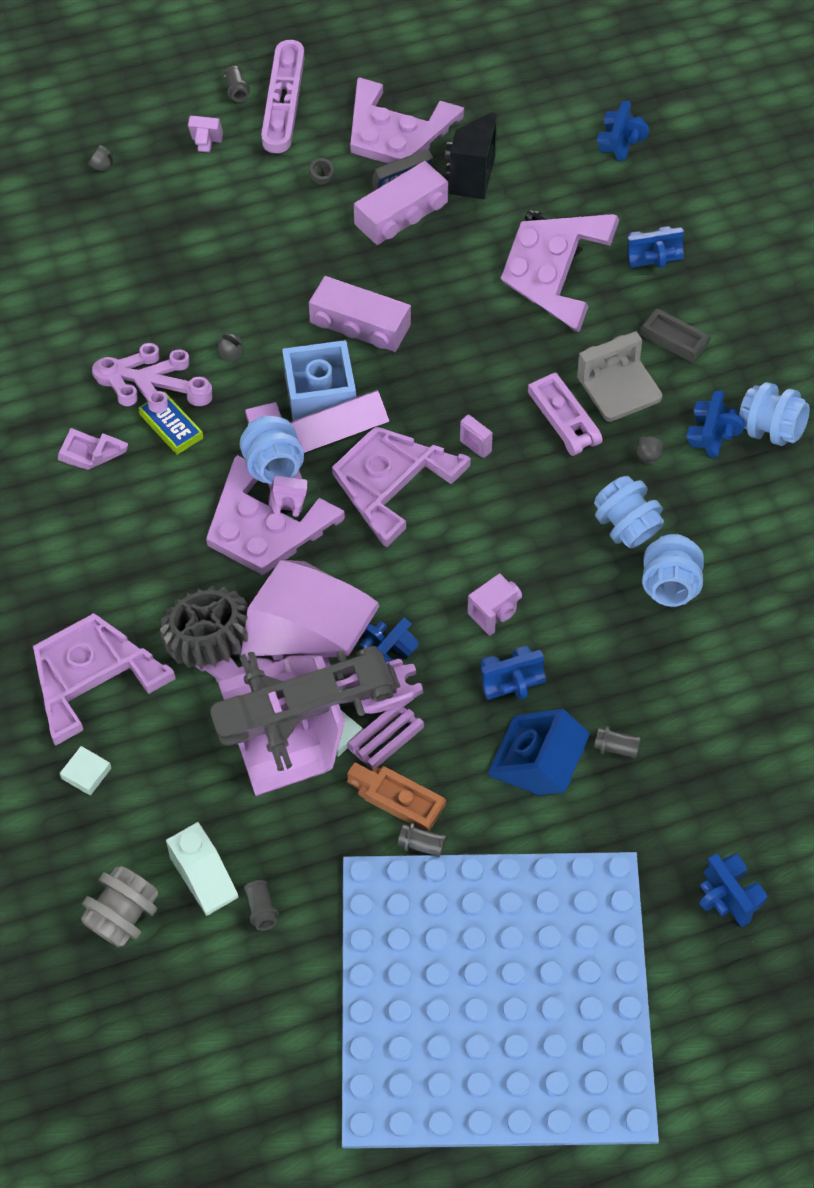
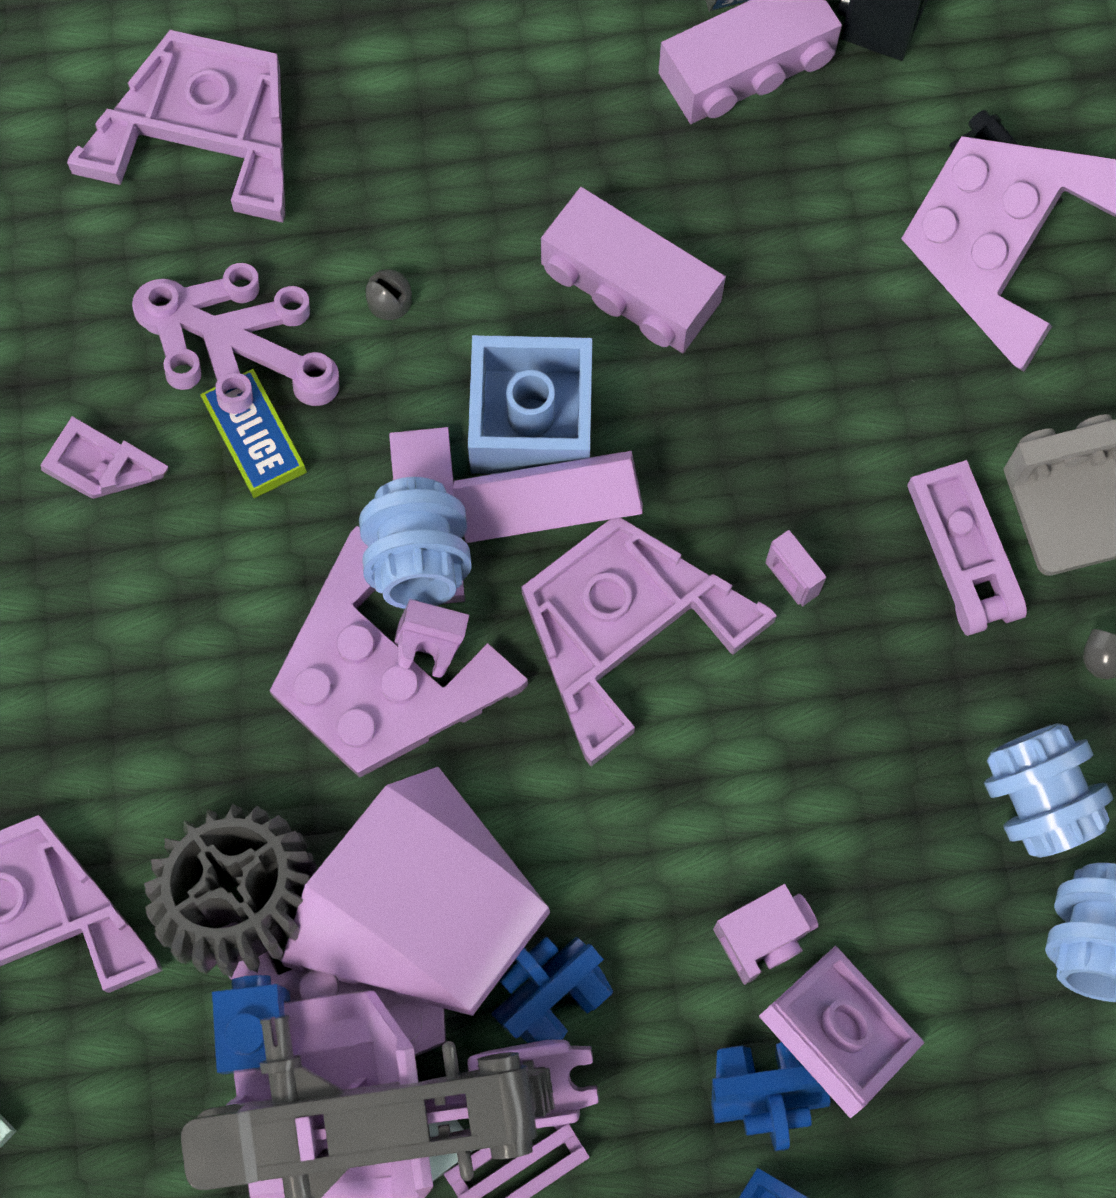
camera: 10 degrees right, 15 degrees up
(109, 269) = (203, 98): none -> lavender wing
(228, 678) = (237, 1021): none -> blue bracket
(544, 636) = (842, 1031): none -> lavender tile

